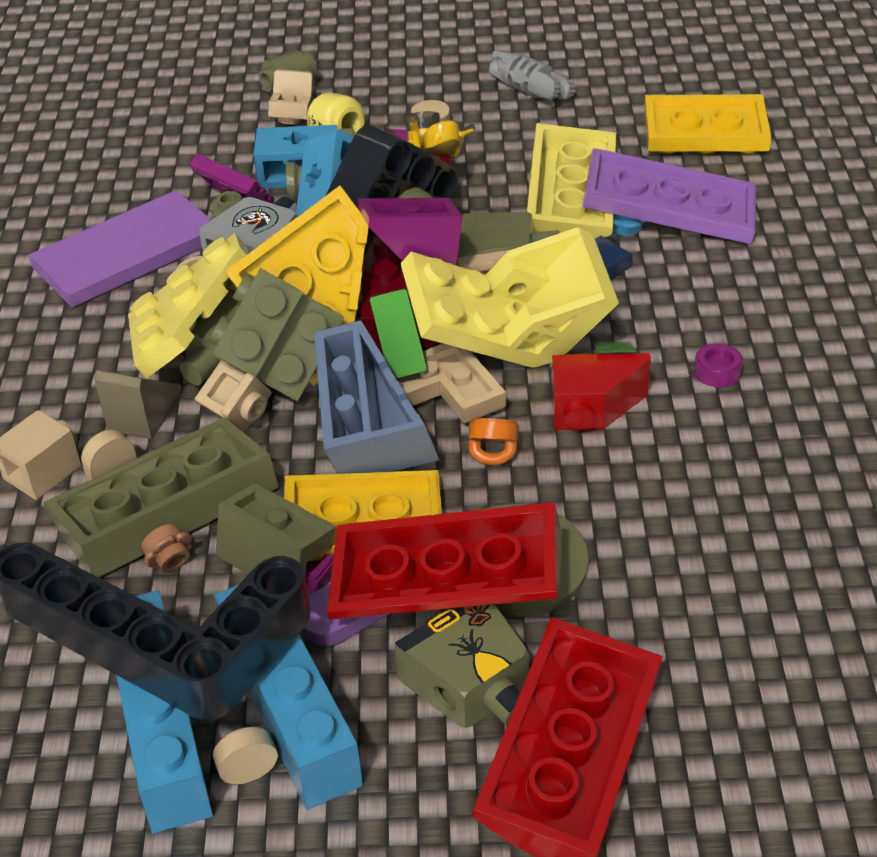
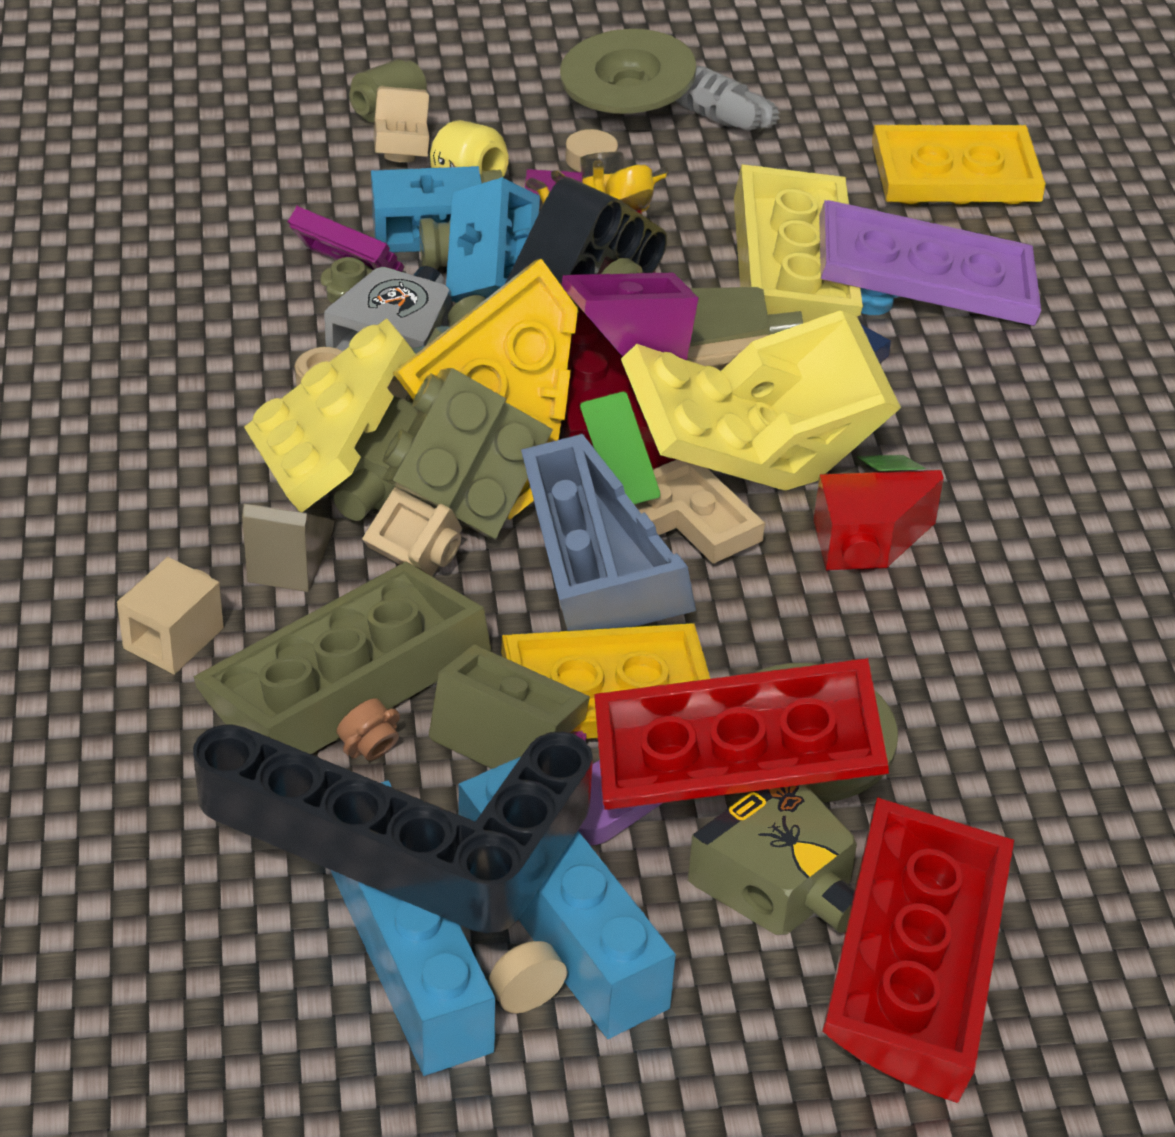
camera: 10 degrees left, 0 degrees up
(106, 452) = (263, 612): tan tile -> none
(121, 248) = (212, 336): medium lavender tile -> none
(464, 57) = (628, 71): none -> olive hat
(492, 431) = (756, 573): orange tile -> none
(718, 365) = (1019, 484): magenta tile -> none

